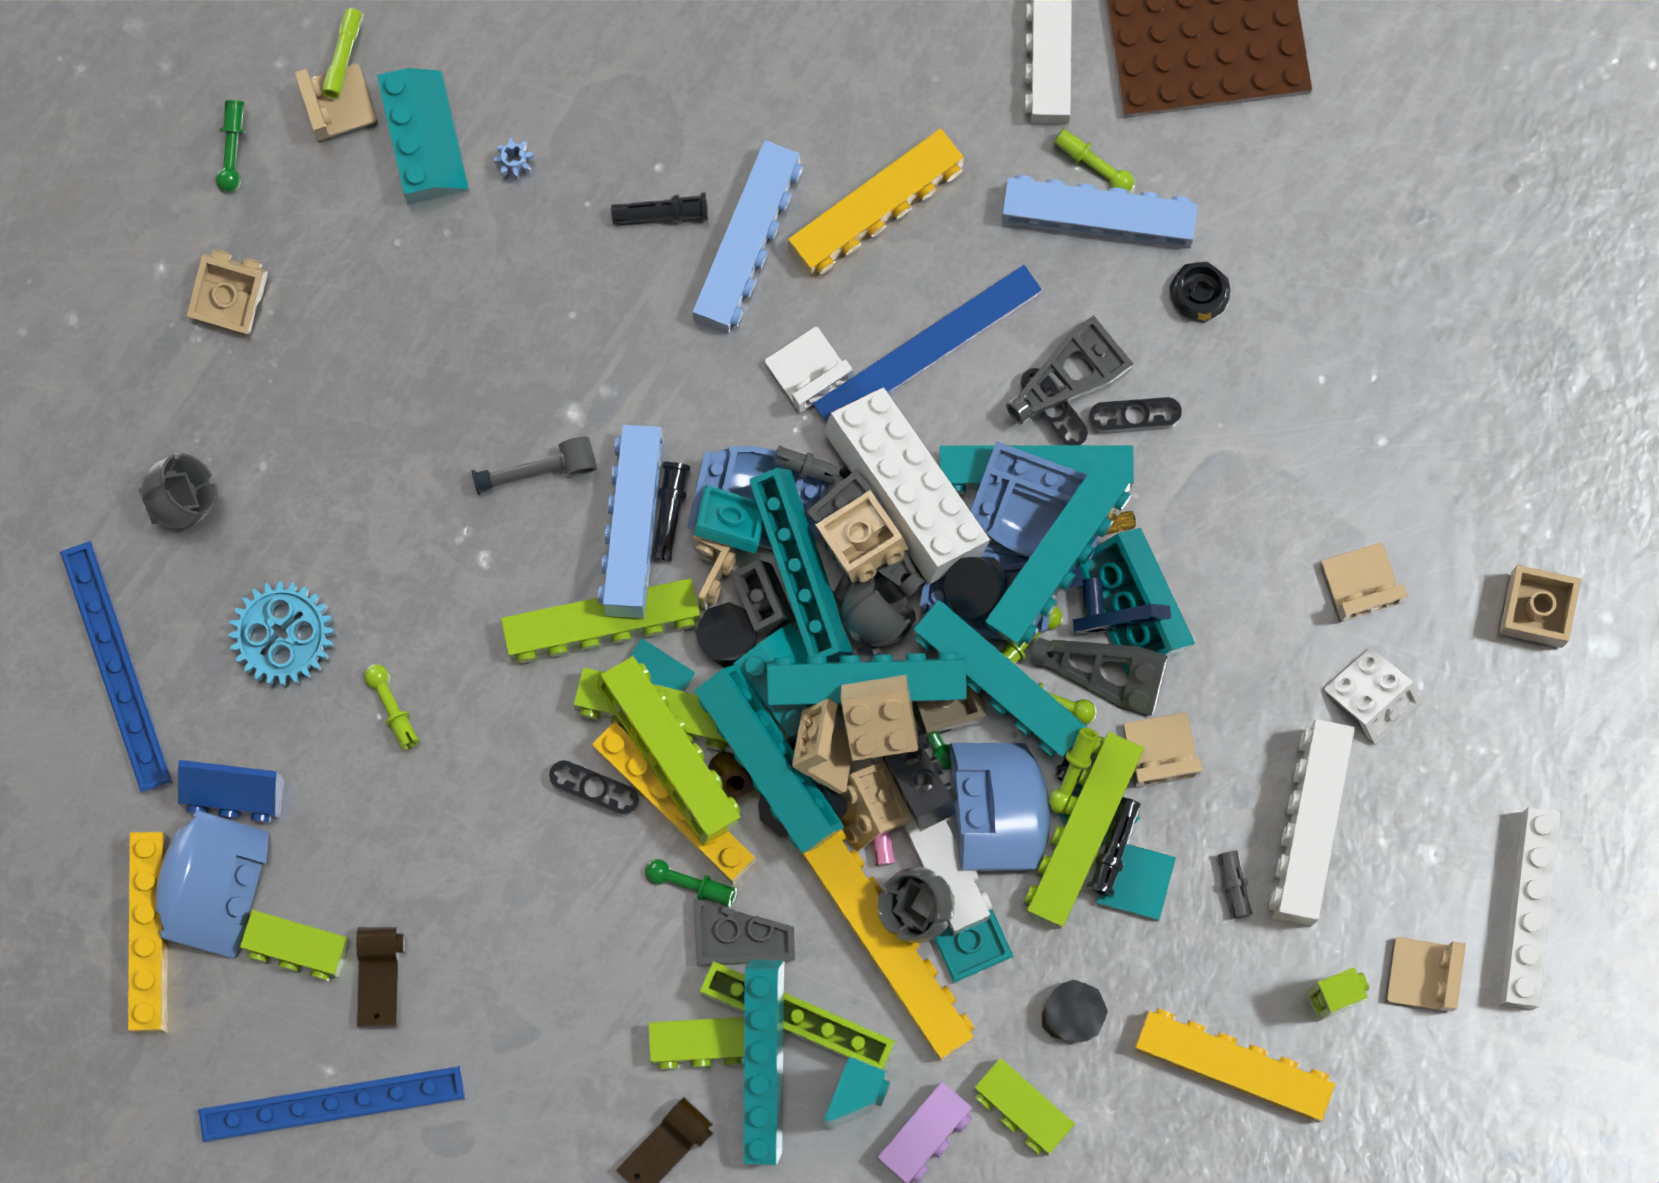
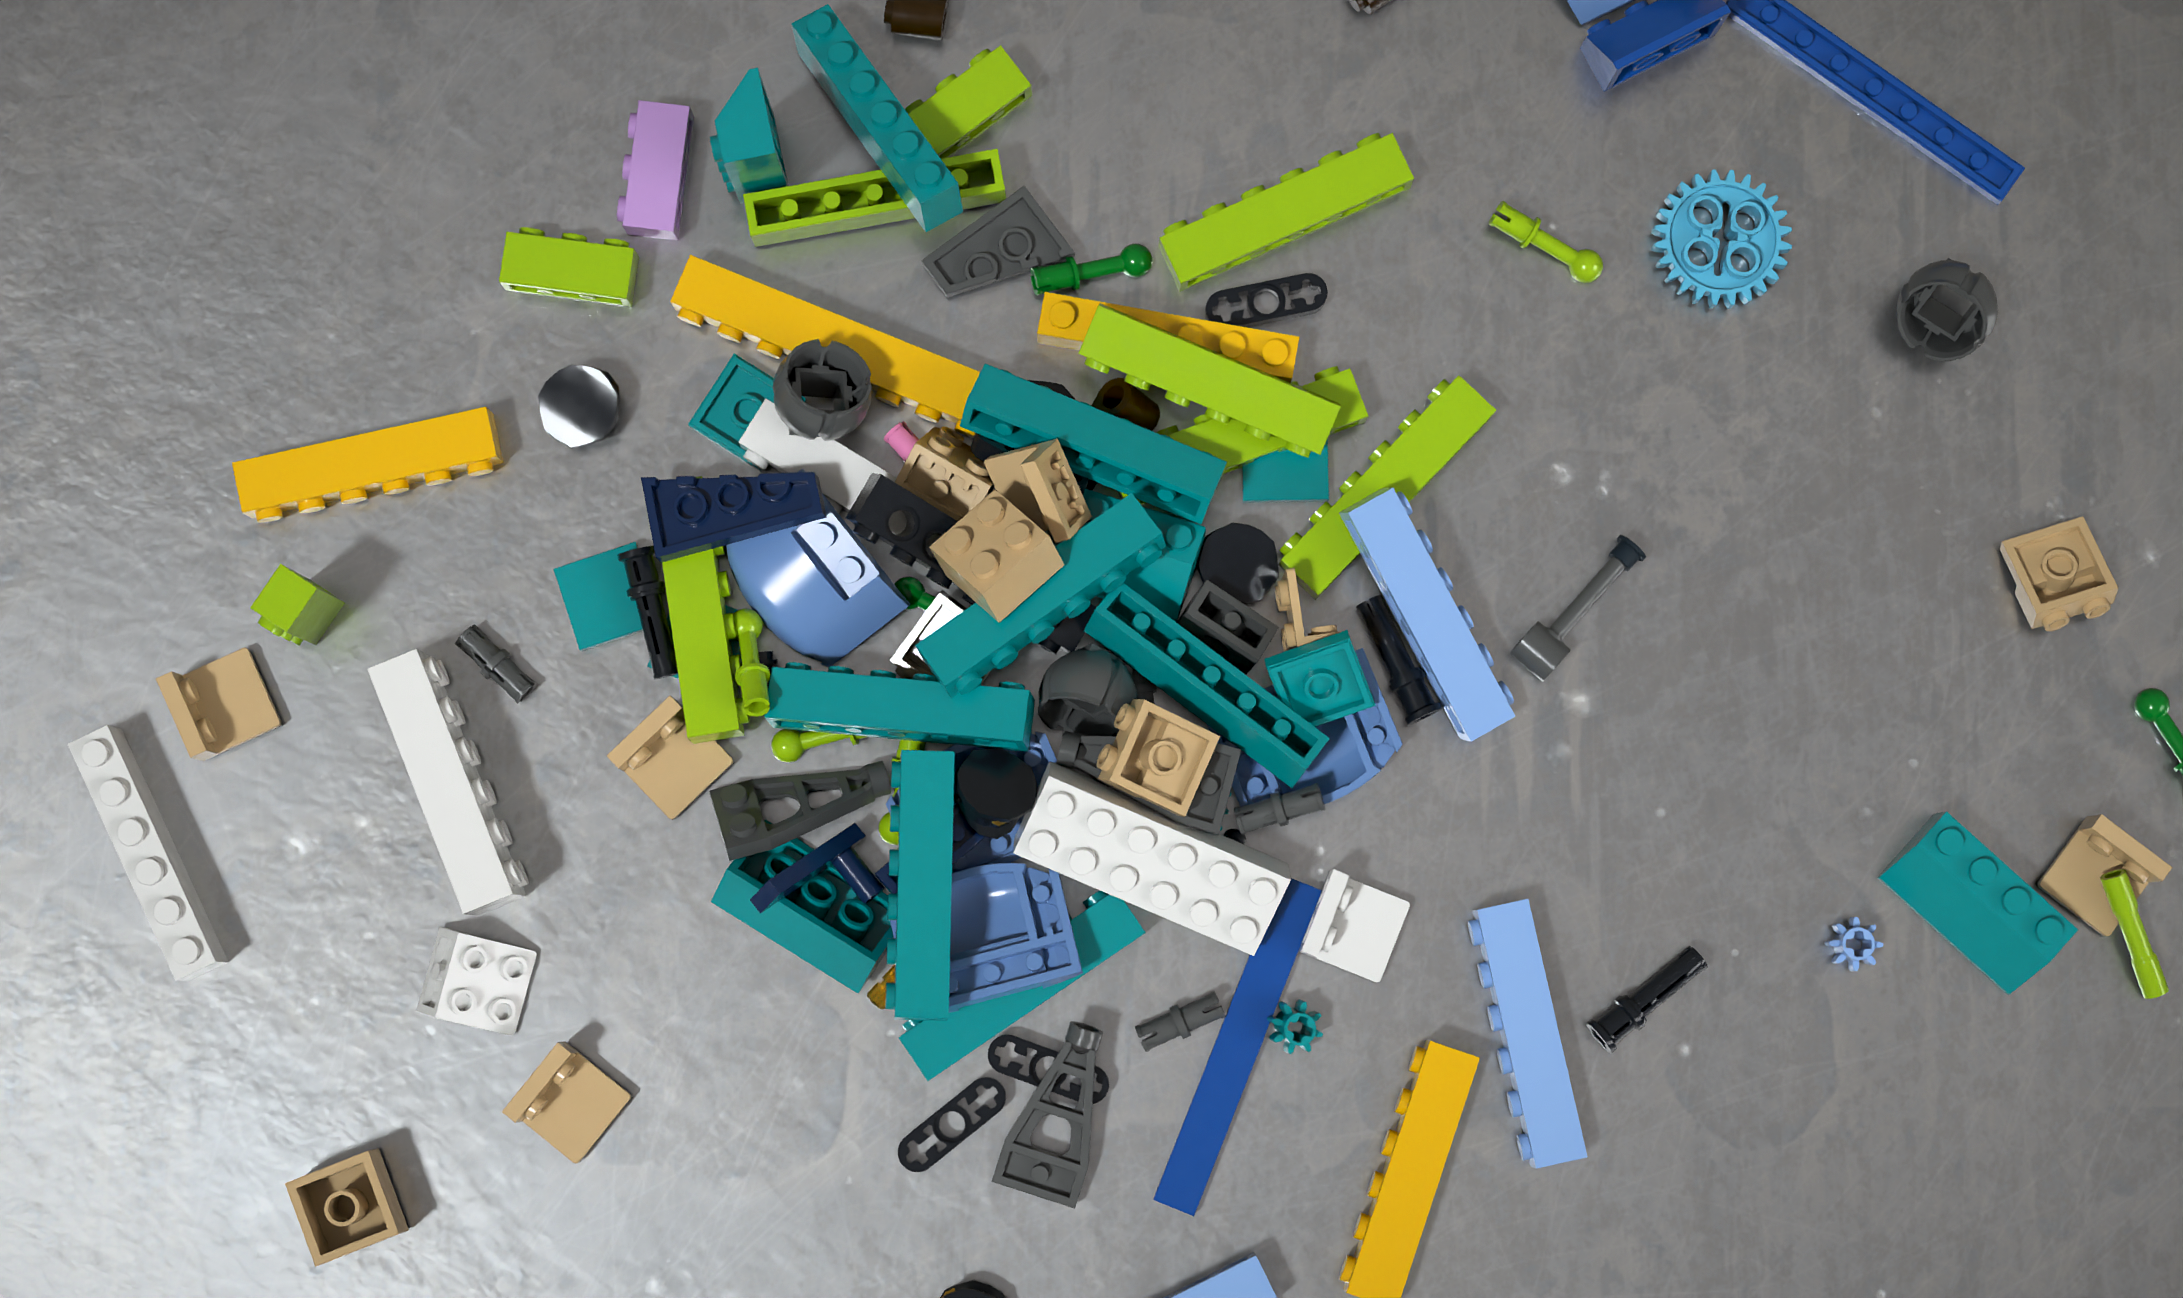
camera: 145 degrees right, 5 degrees up
(542, 835) = (1285, 211): none -> lime brick
(886, 333) = (1300, 1038): none -> teal gear
(953, 383) = (1180, 1021): none -> dark grey pin
(1036, 877) = (708, 513): none -> dark blue wing

